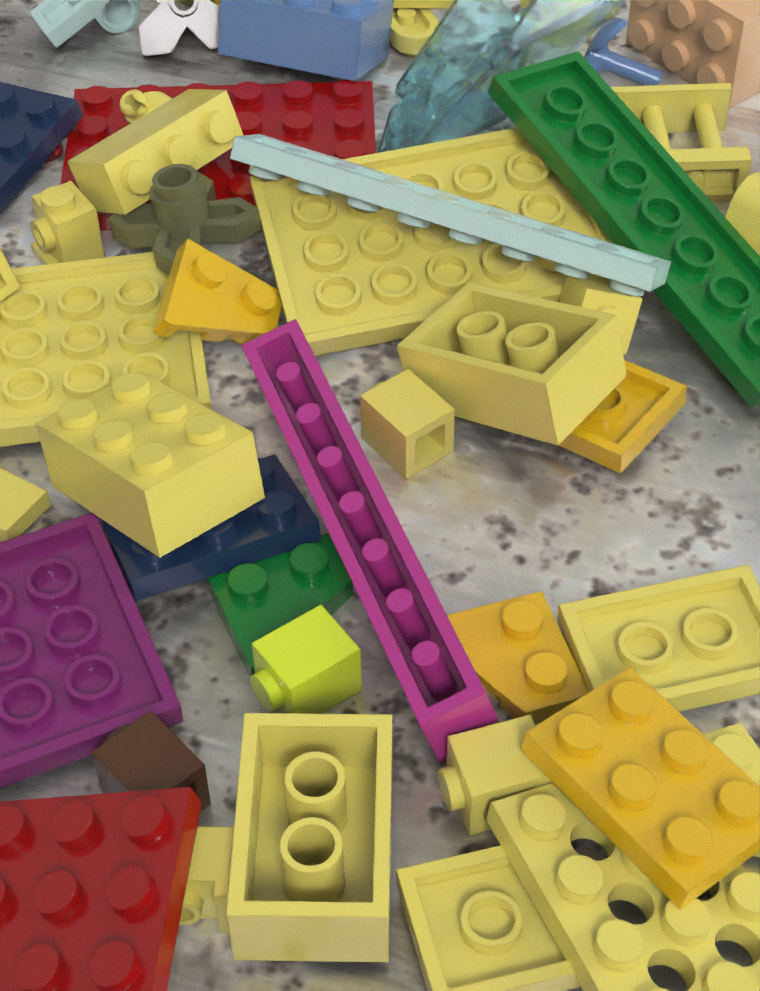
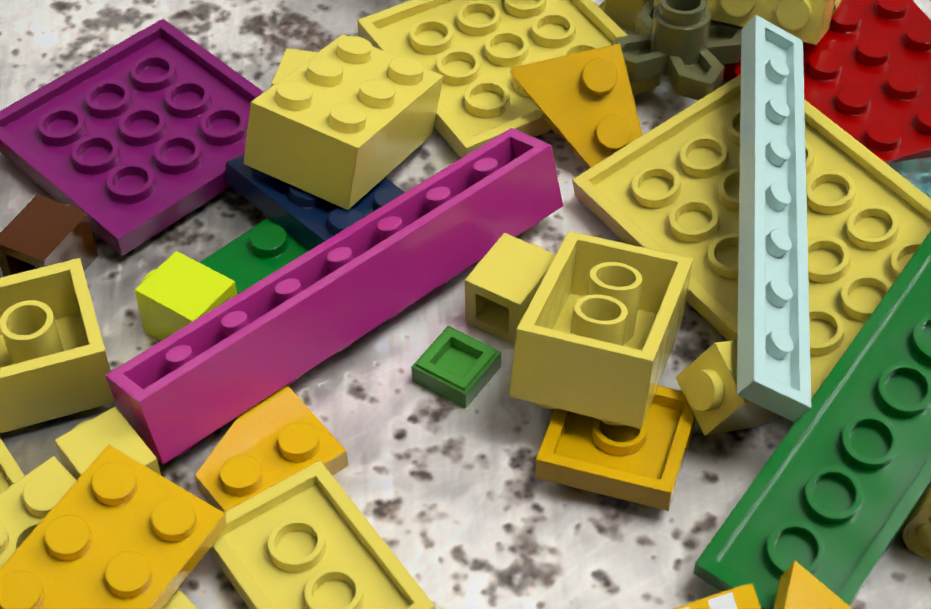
camera: 70 degrees right, 0 degrees up
(465, 494) = (456, 366): none -> bright green tile

